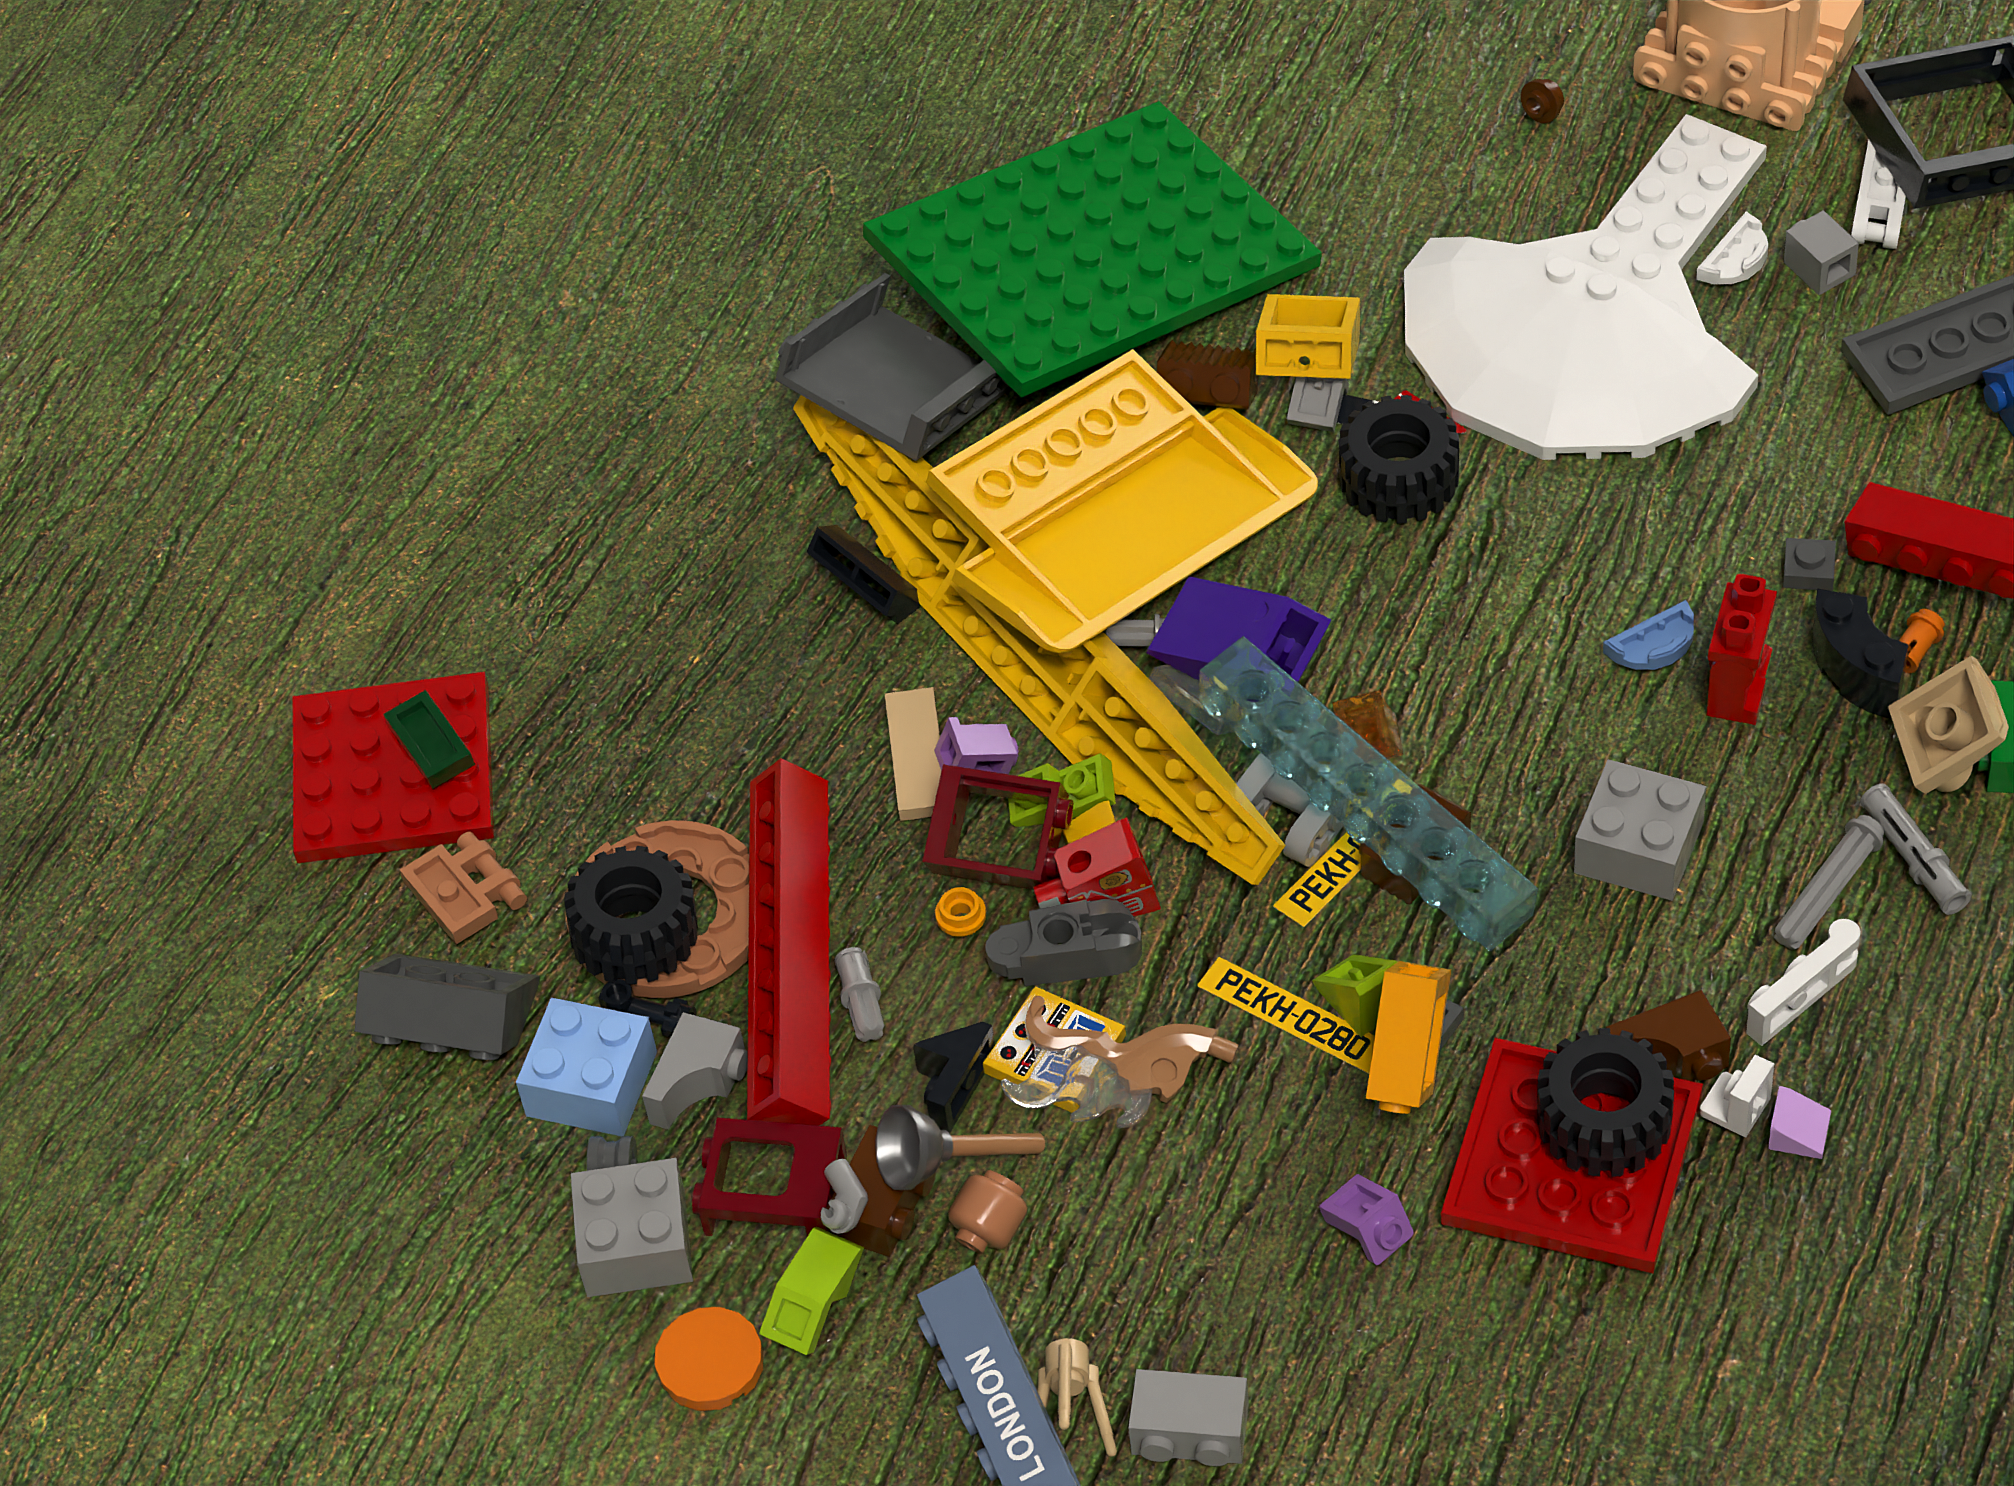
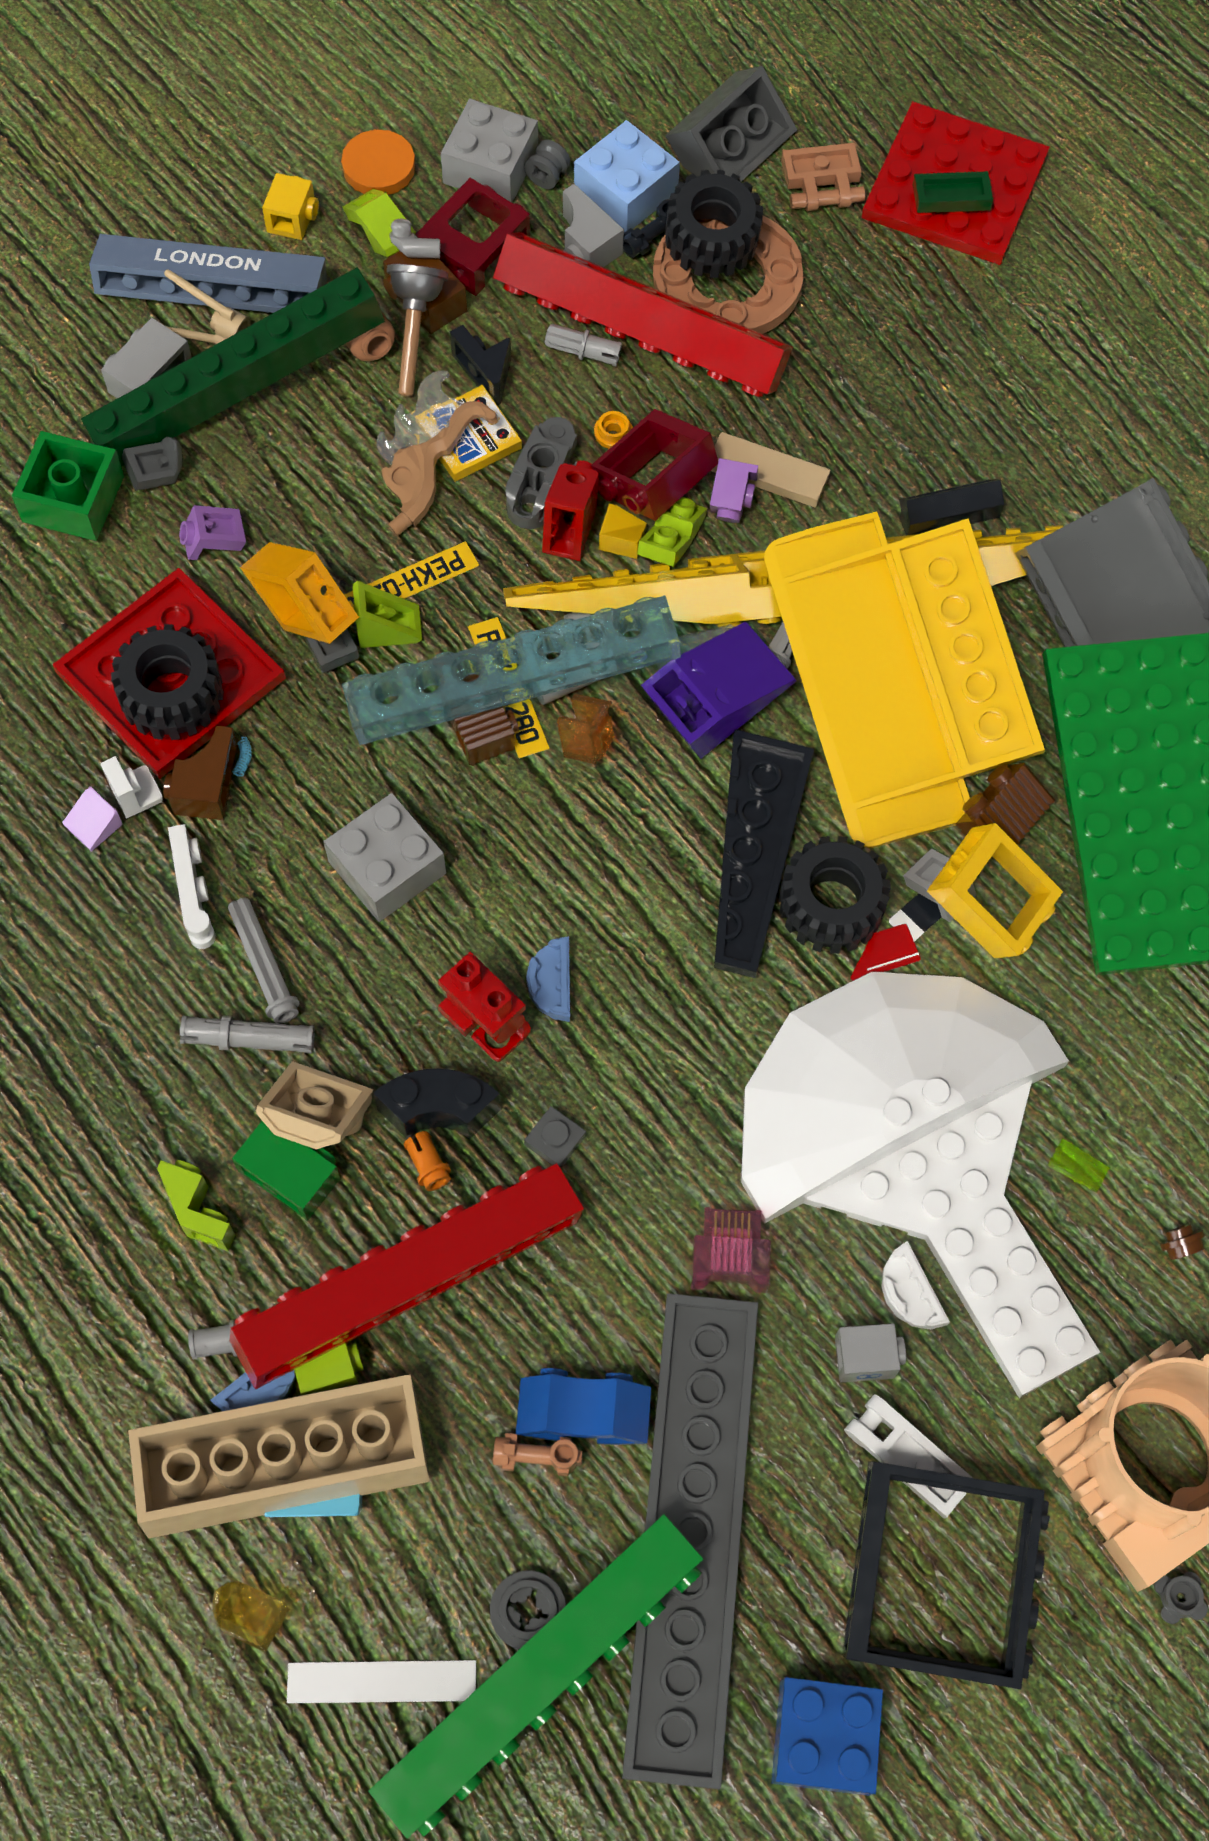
camera: 110 degrees right, 15 degrees up
(845, 1403) = (290, 206): none -> yellow brick
(1153, 1282) = (238, 366): none -> dark green brick
(1318, 1325) = (154, 463): none -> dark grey plate
(1381, 552) = (760, 822): none -> black wing
(1420, 1380) = (68, 485): none -> green brick
(1522, 201) = (1078, 1165): none -> clear neon green piece
(1811, 383) = (731, 1250): none -> clear pink piece

